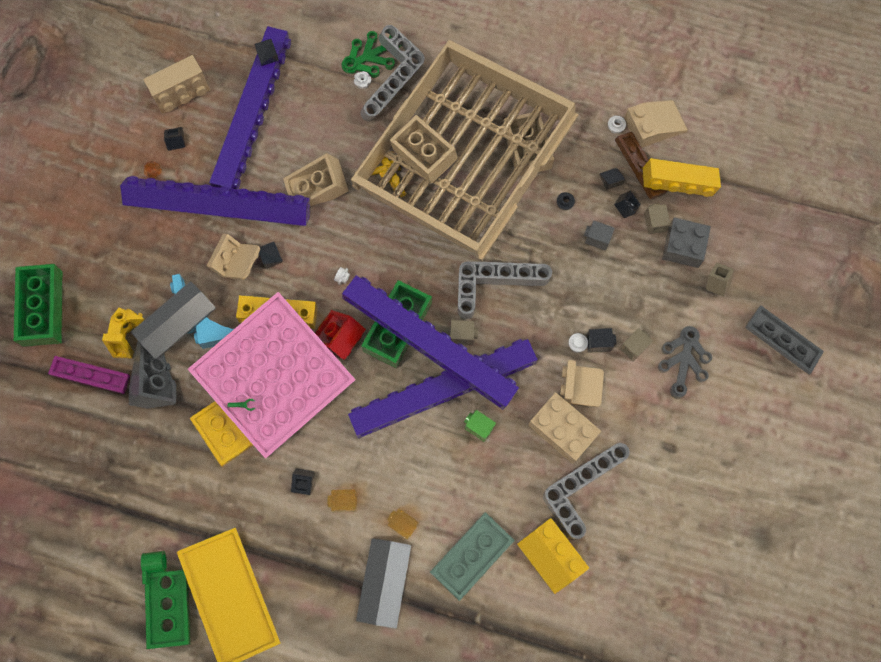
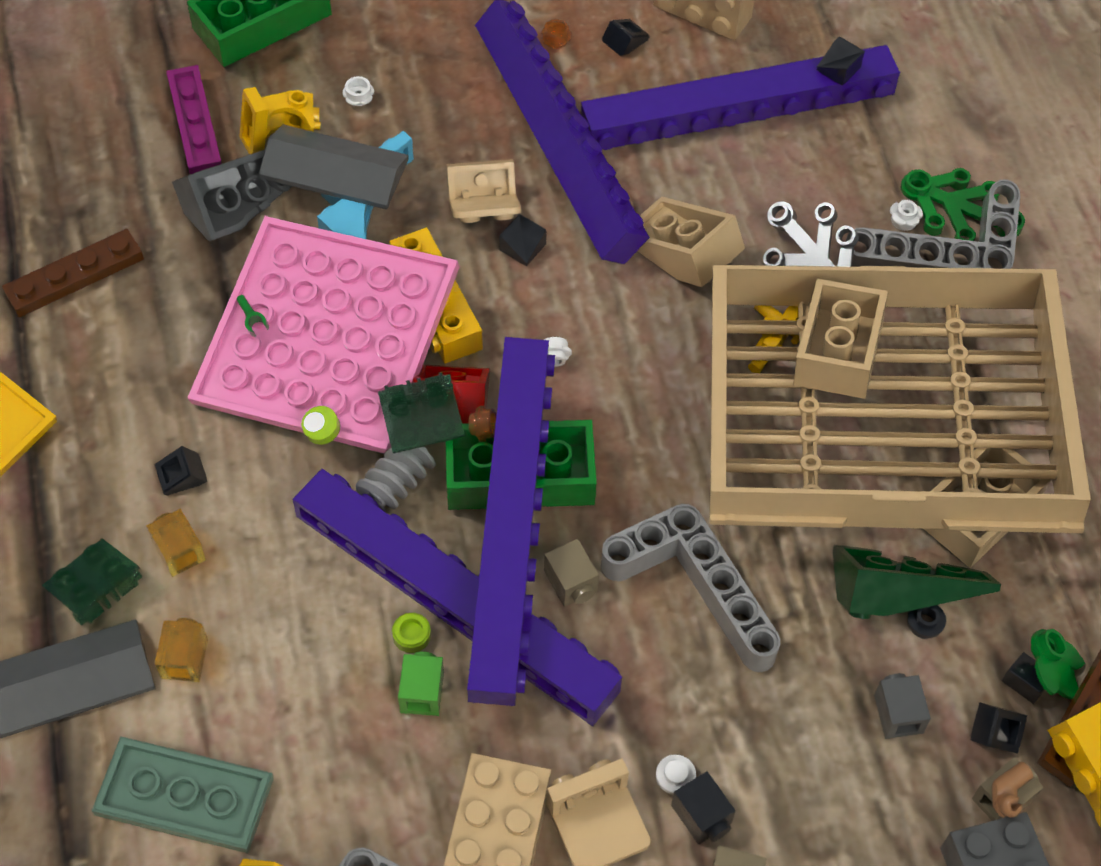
camera: 60 degrees right, 15 degrees down
(121, 281) = (358, 91): none -> white plate
(149, 481) = (72, 272): none -> reddish brown plate
(220, 433) = (191, 323): yellow tile -> none
(325, 402) = (320, 425): none -> lime tile
(339, 549) = (91, 578): none -> clear green hinge
(350, 353) = (421, 413): none -> clear green hinge
(362, 131) = (817, 253): none -> plant
(366, 381) = (393, 473): none -> light grey piece
(374, 328) = (482, 423): none -> clear orange plate
(449, 417) = (411, 632): none -> lime tile
(545, 201) = (887, 587): none -> dark green wedge
(610, 162) = (1056, 662): none -> green plate
(661, 219) = (1005, 790): none -> medium nougat arm

